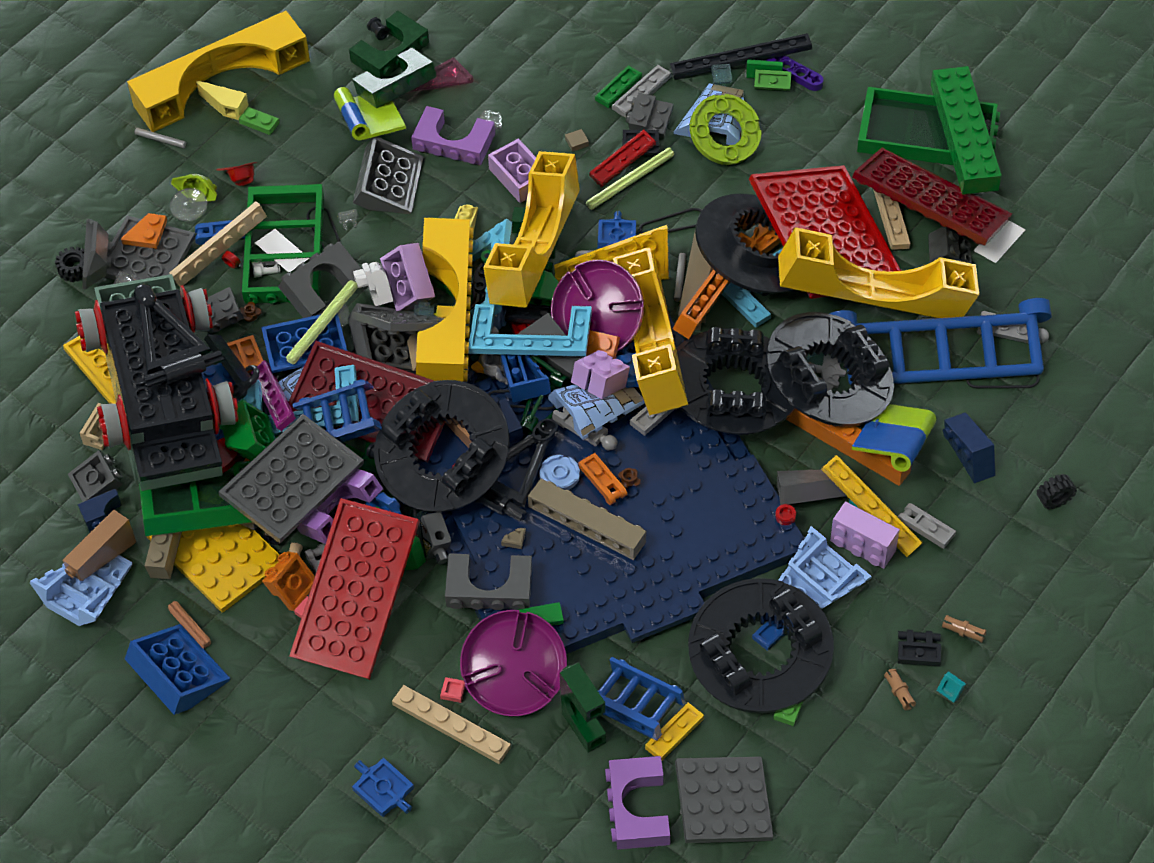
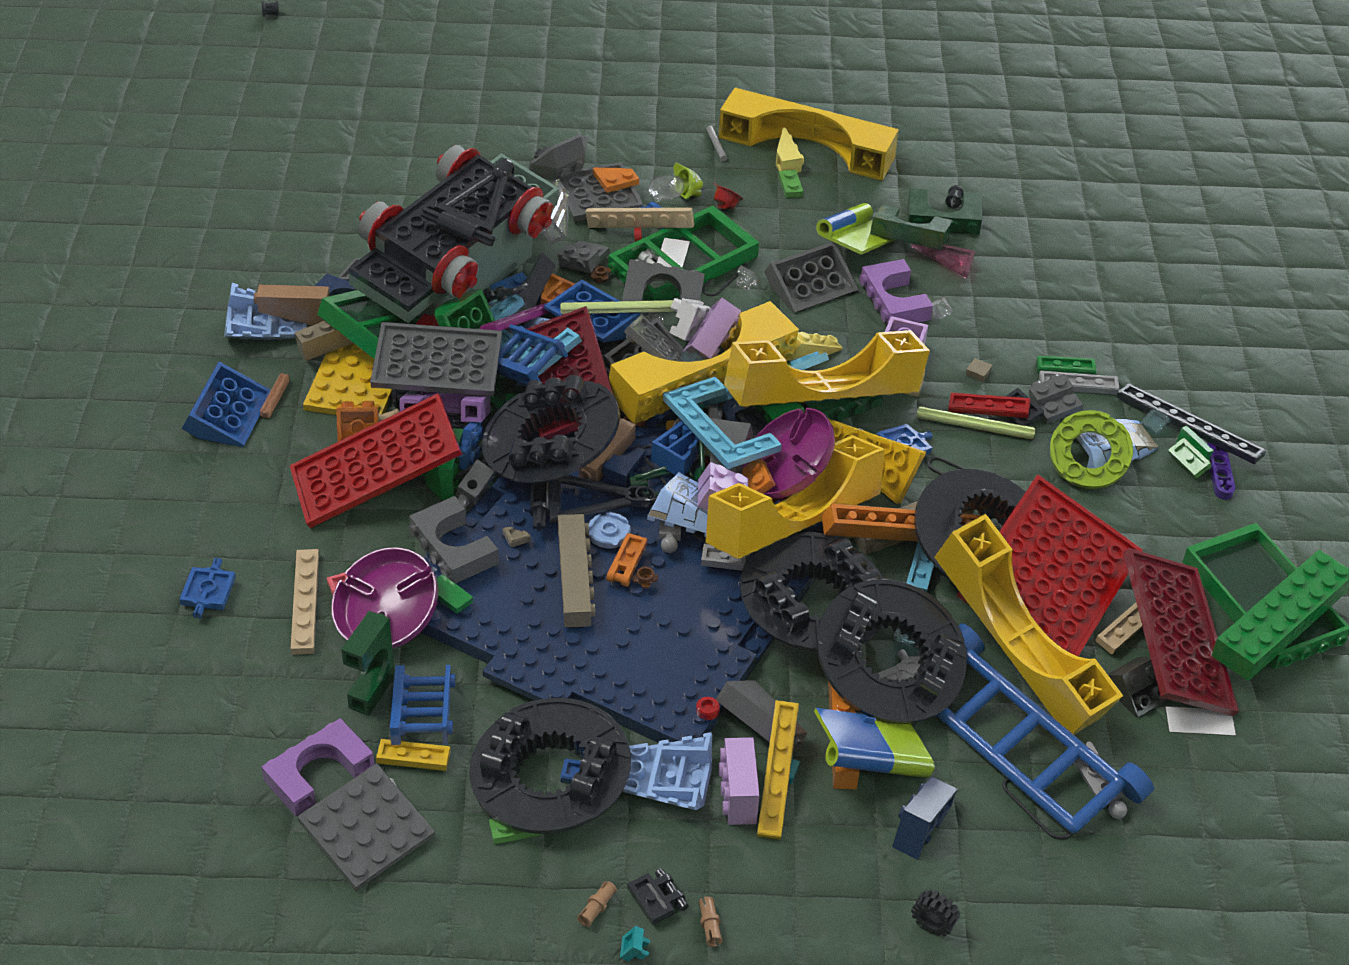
camera: 50 degrees right, 10 degrees down
(927, 525) = (803, 831): light grey plate -> none

